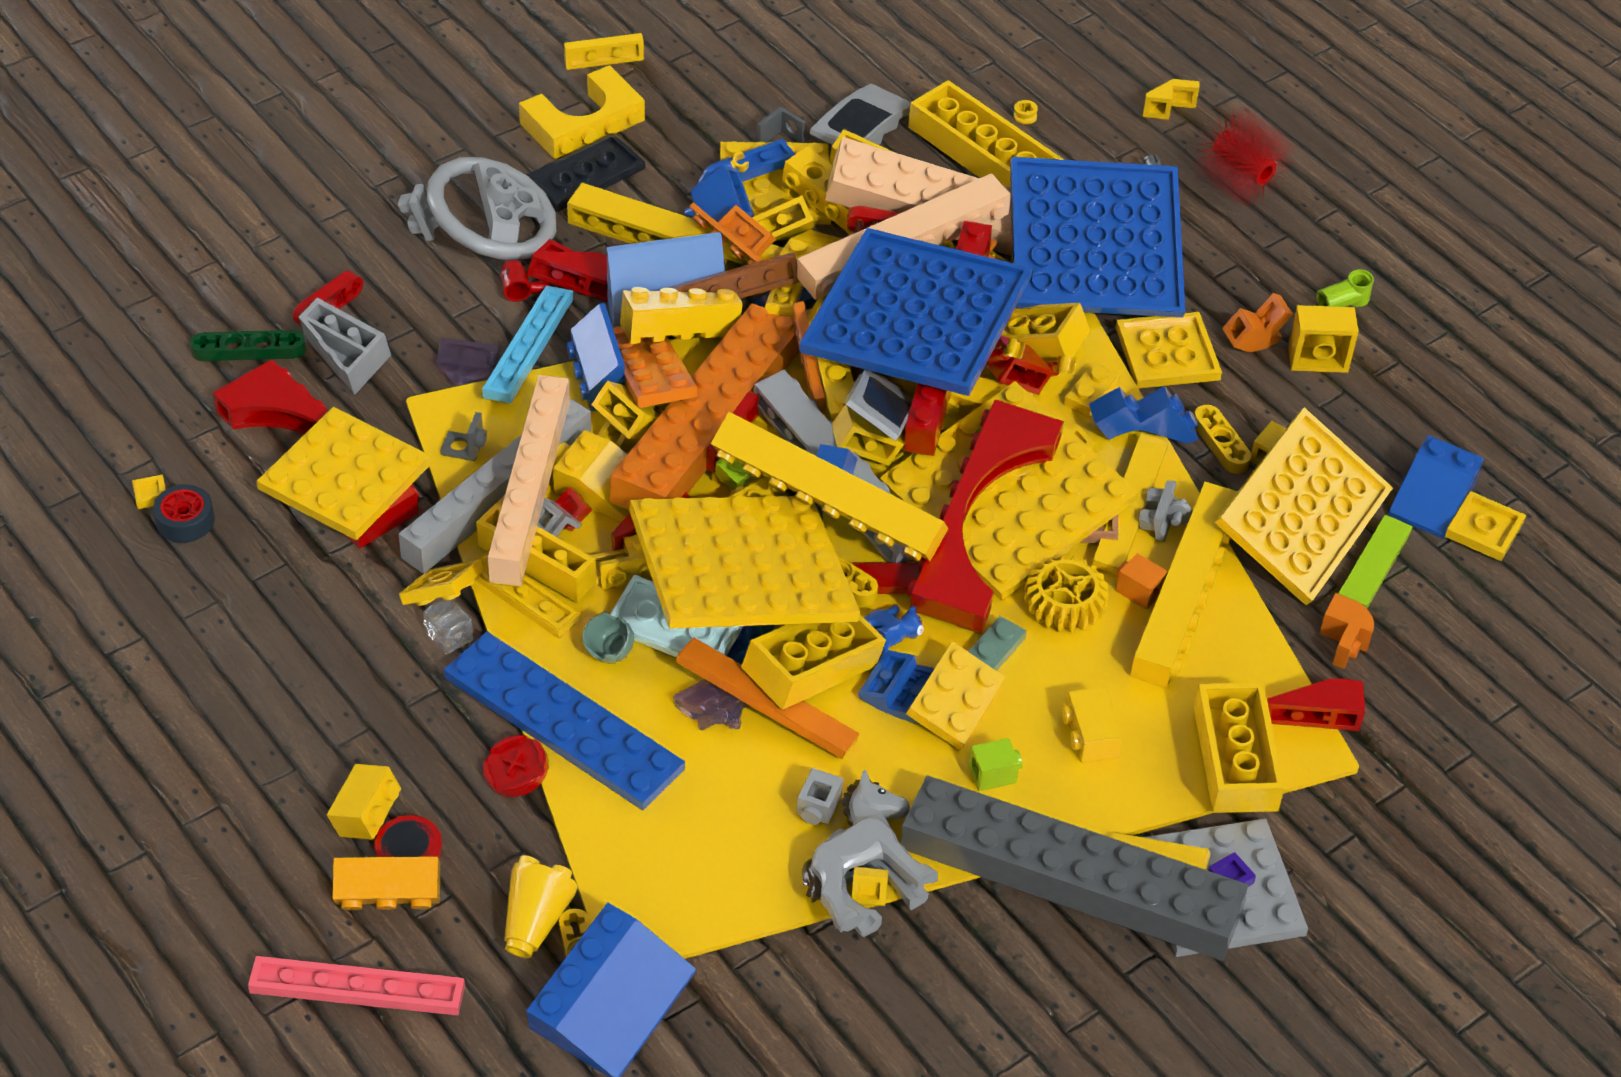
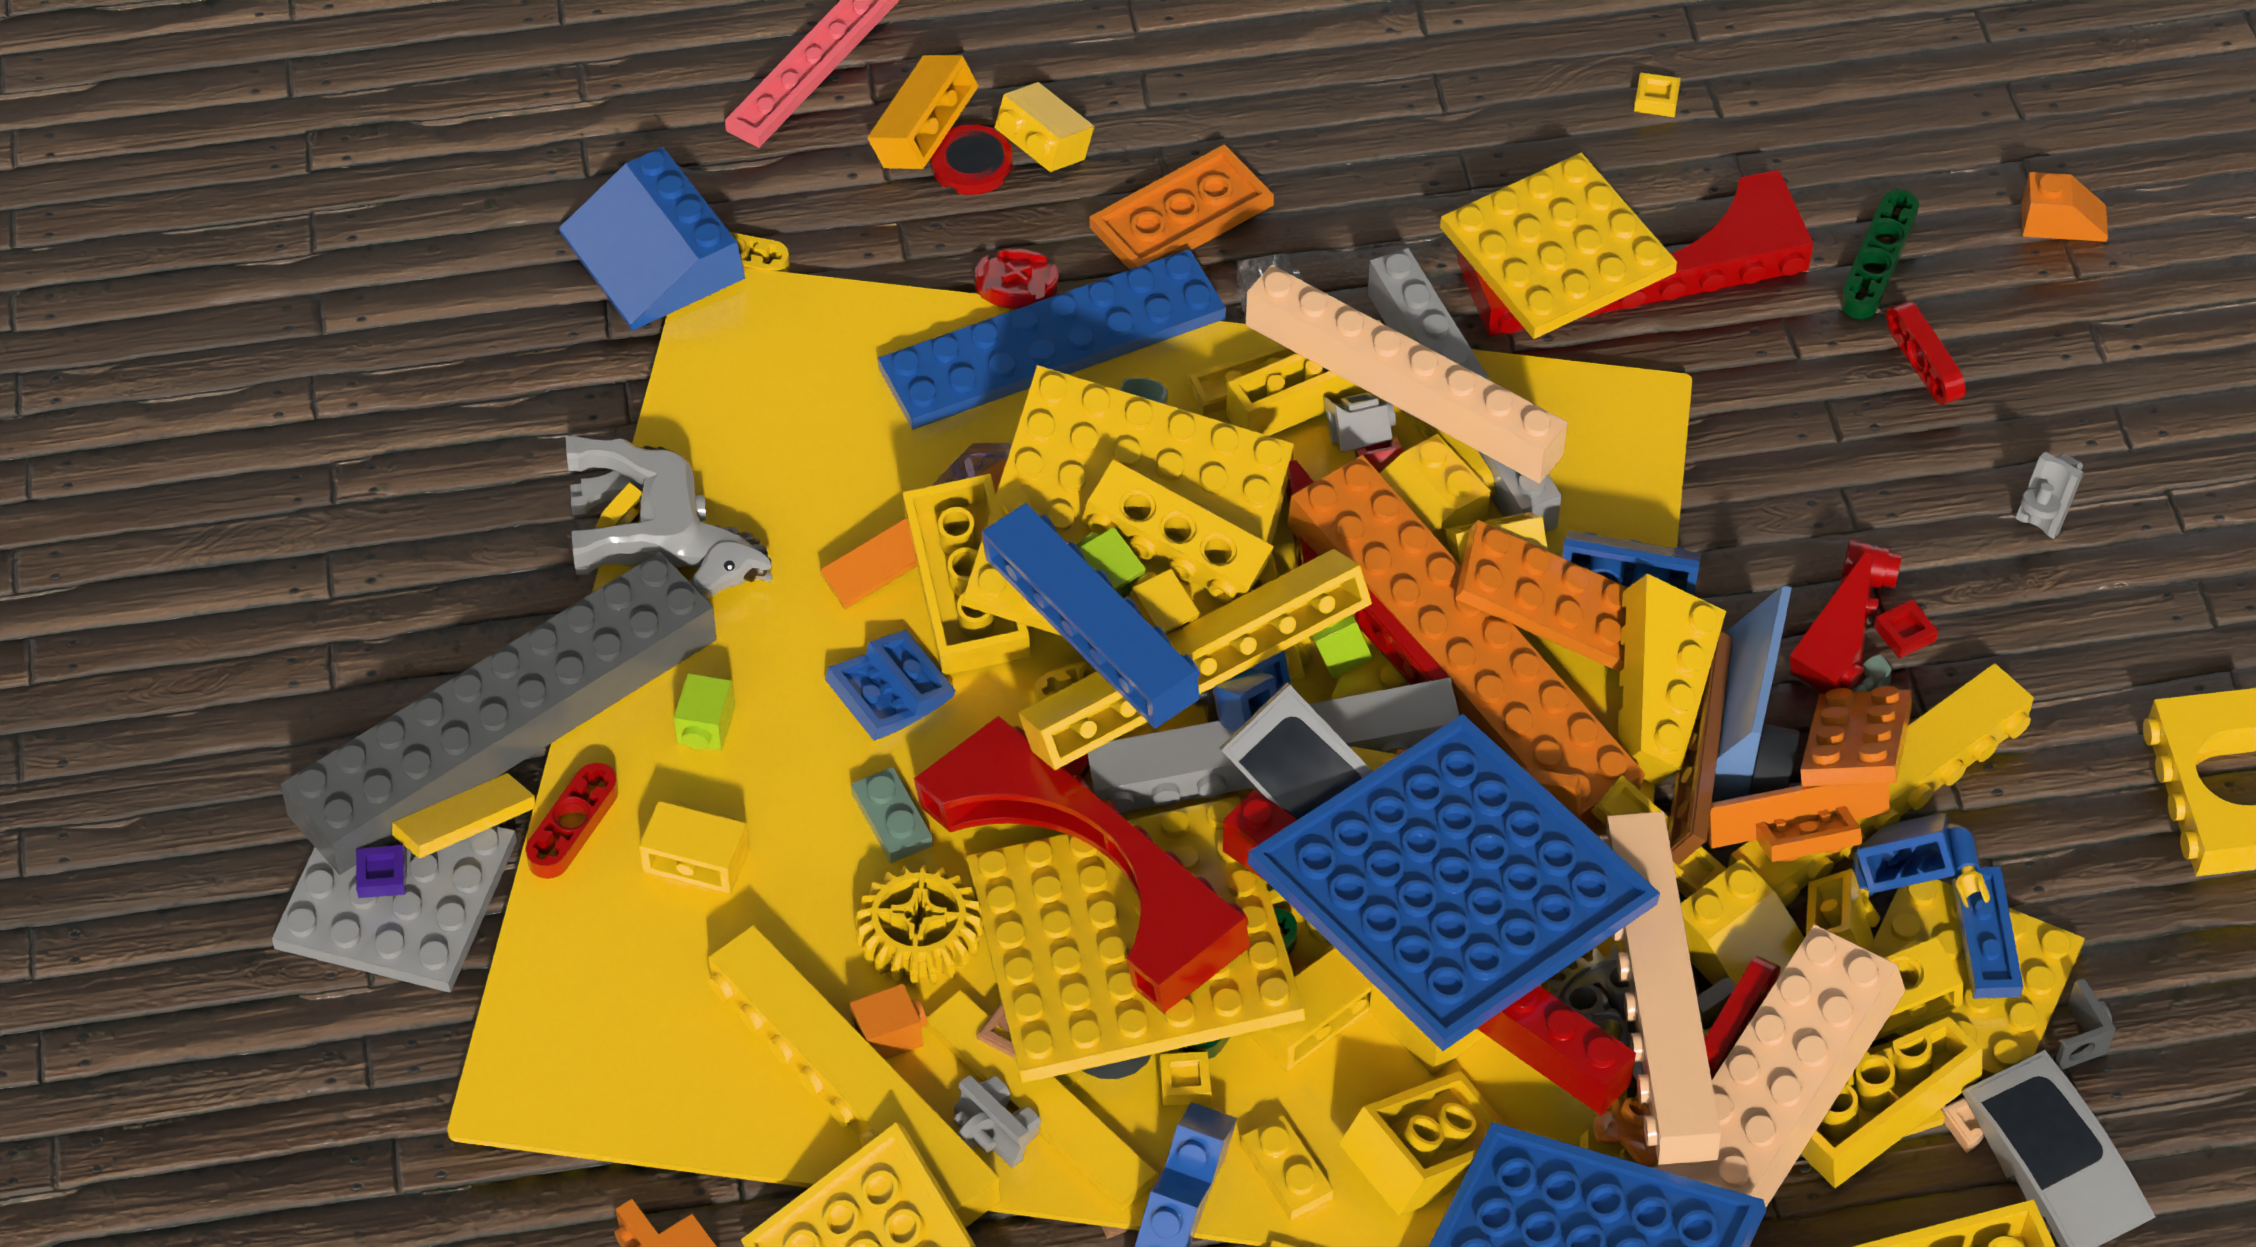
camera: 120 degrees right, 5 degrees up
(172, 274) = (2062, 209): none -> orange slope
(183, 513) = (1595, 107): black wheel -> none
(345, 343) = (1817, 331): light grey wedge -> none
(399, 699) = (1182, 209): none -> orange plate
(442, 582) = (1325, 270): yellow plate -> none
(466, 360) = (1738, 465): clear purple slope -> none
(474, 438) = (1561, 394): dark grey bracket -> none
(500, 197) = (2008, 636): light grey piece -> none
(527, 344) = (1722, 525): medium azure plate -> none
(535, 903) = (810, 220): yellow cone -> none
(596, 164) = (2092, 746): black tile -> none
(680, 216) = (1857, 737): none -> orange plate
(751, 517) = (1167, 512): none -> yellow brick
(799, 538) = (1114, 558): none -> lime brick
(805, 511) = (1163, 601): none -> yellow brick
(818, 803) = (772, 517): light grey brick -> none
(852, 517) = (1092, 615): none -> blue brick
(893, 628) = (982, 696): blue animal -> none
(955, 695) = (833, 722): yellow plate -> none
(1020, 363) = (1362, 1057): red torso -> none
(1139, 812) = (572, 839): none -> red beam
(1238, 747) = (546, 974): yellow brick -> none
(1321, 705) = (548, 1133): red slope -> none

